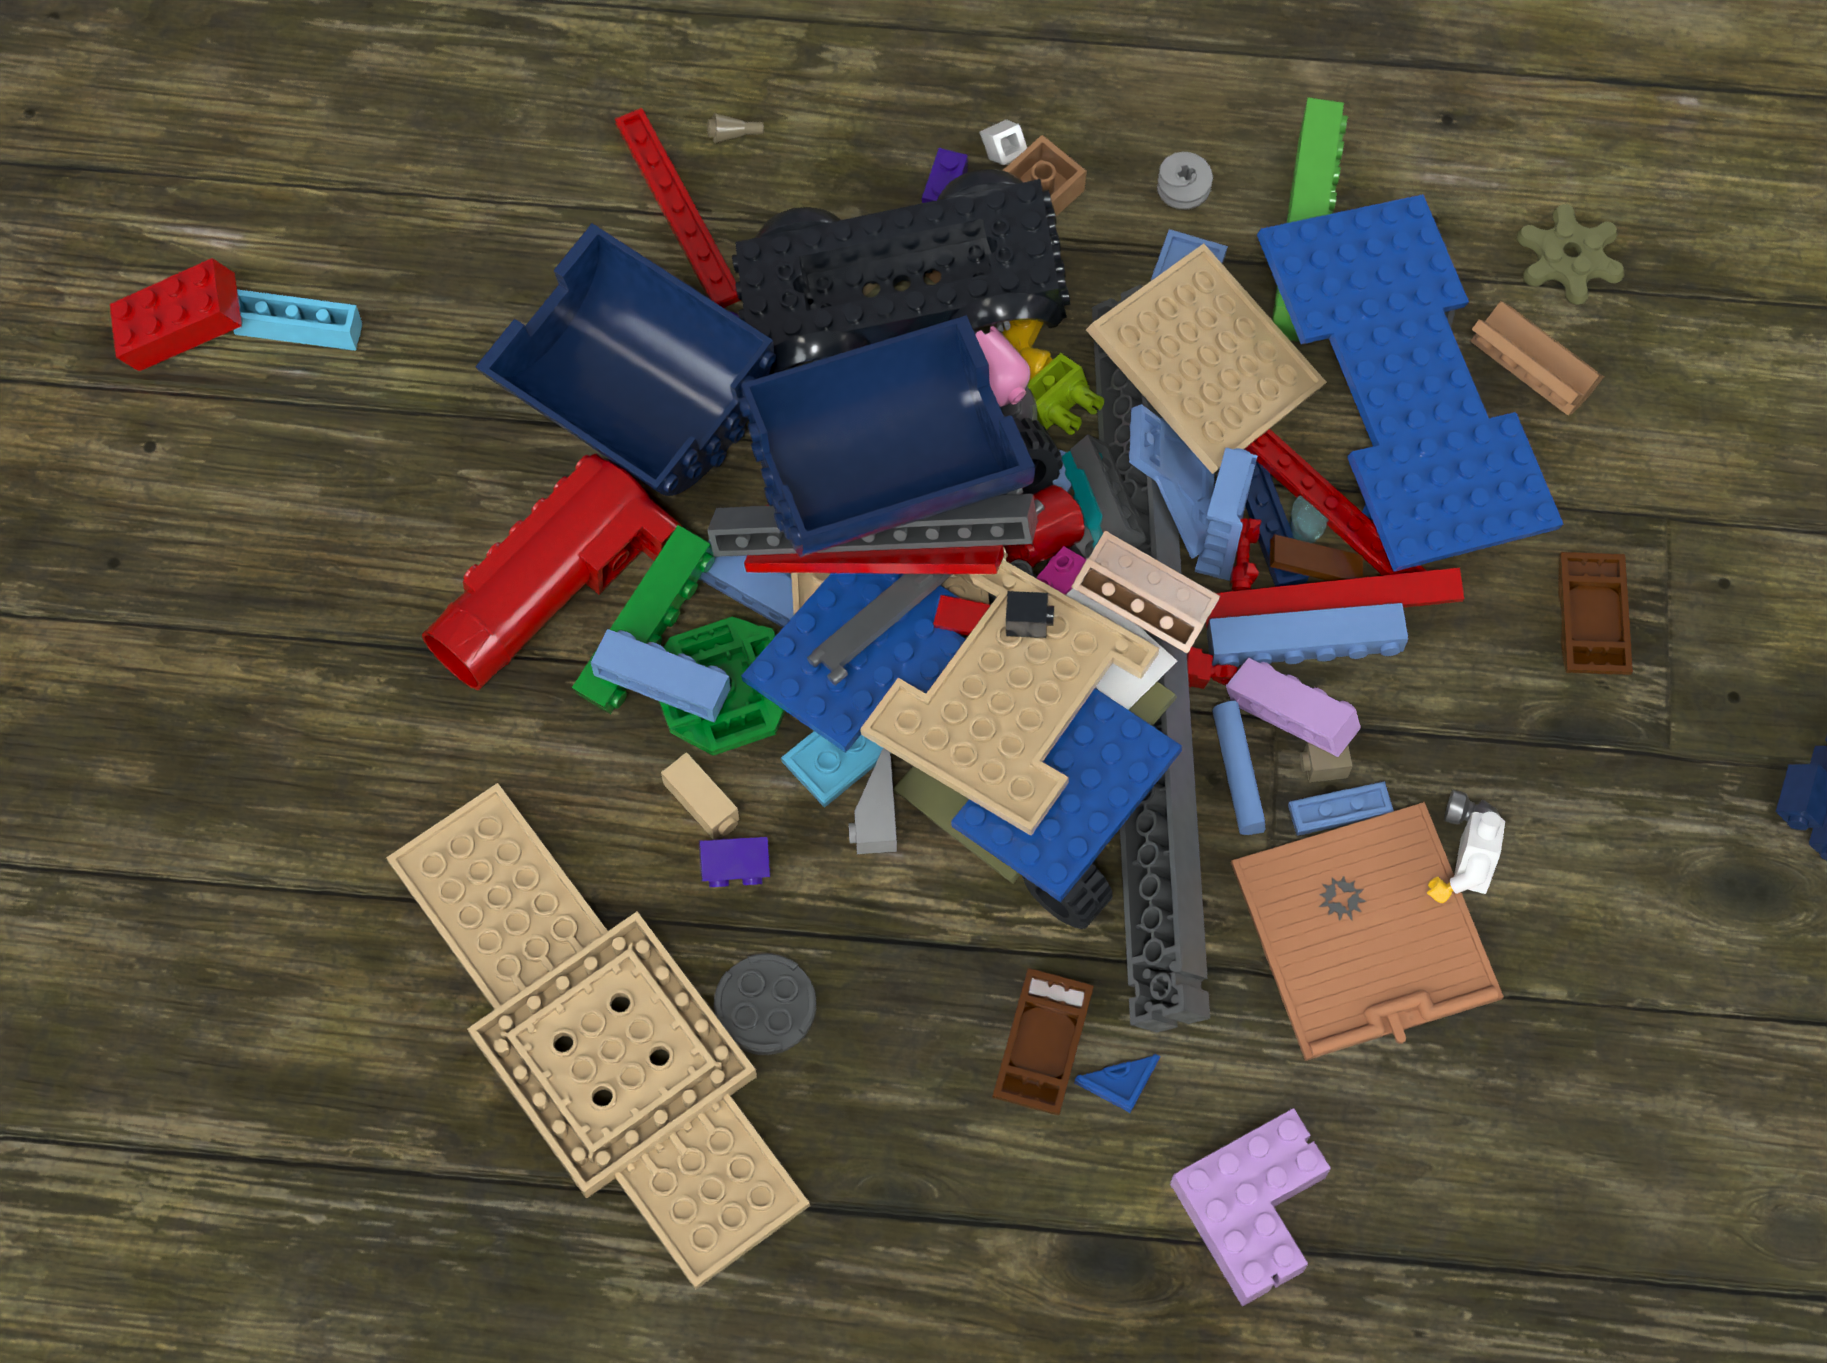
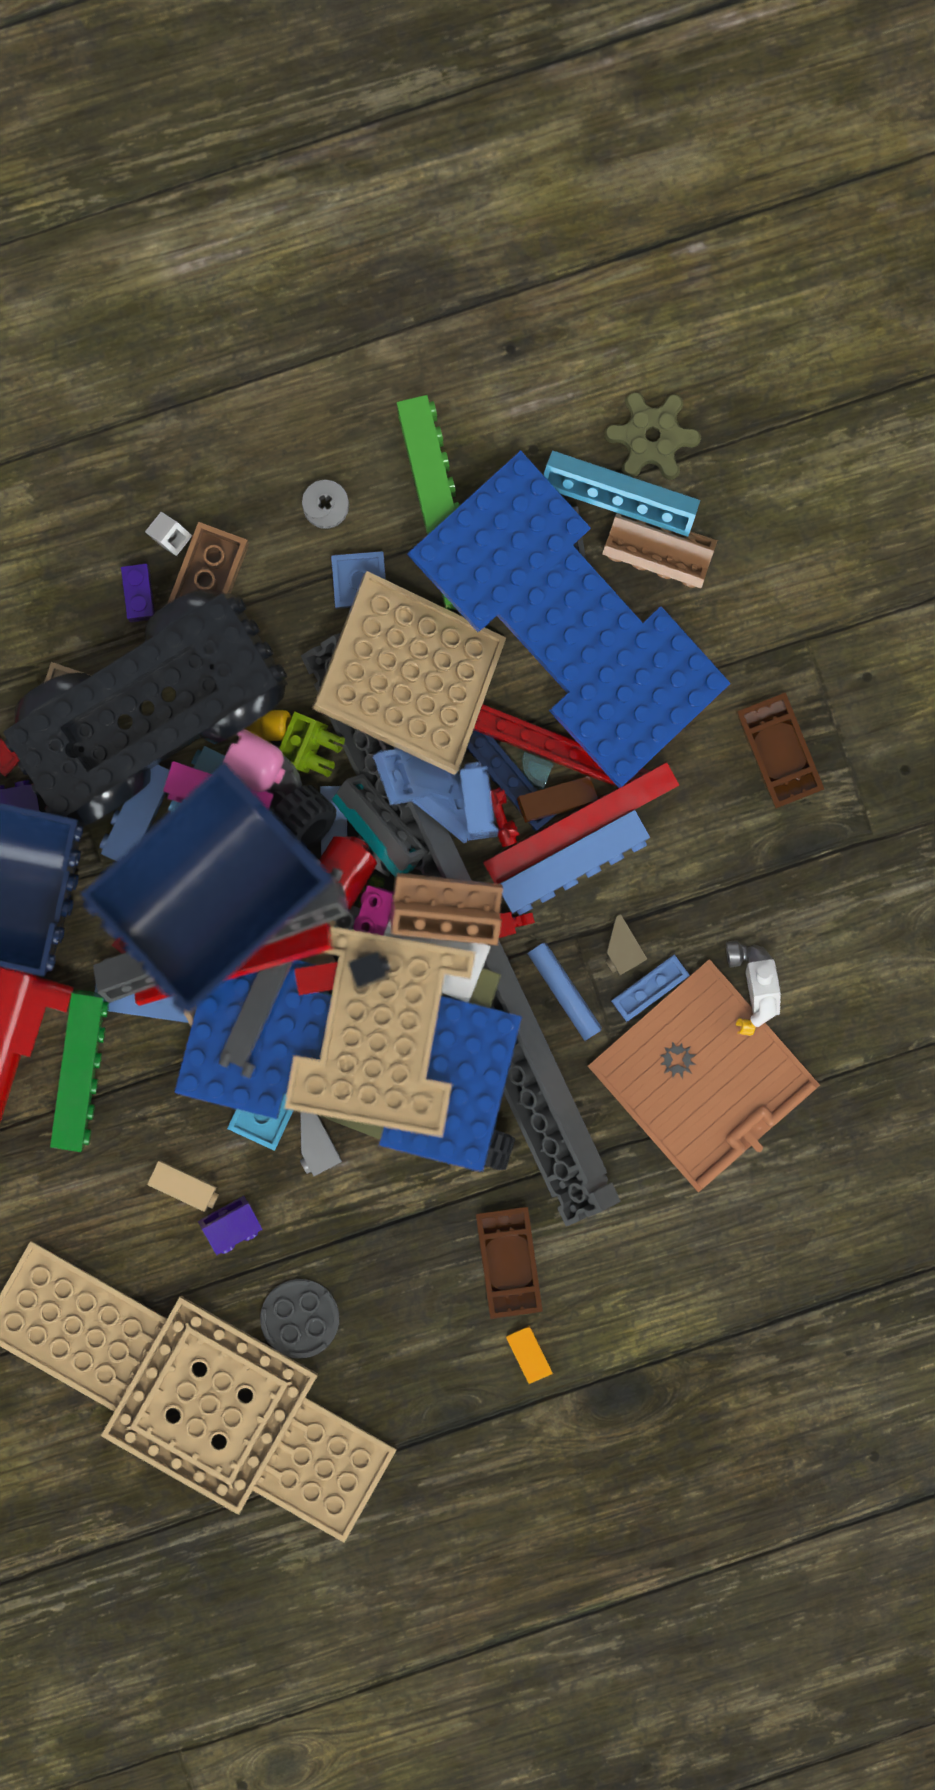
camera: 25 degrees left, 20 degrees up
(661, 674) = (115, 1119): medium blue brick -> none
(746, 714) = (131, 1102): green piece -> none
(1021, 1162) = (529, 1354): none -> light orange slope
(1120, 1083) = (576, 1265): blue tile -> none
(1235, 1197) = (687, 1319): lavender piece -> none
(1294, 706) = (587, 932): lavender brick -> none
(1517, 288) = (621, 493): none -> medium azure brick

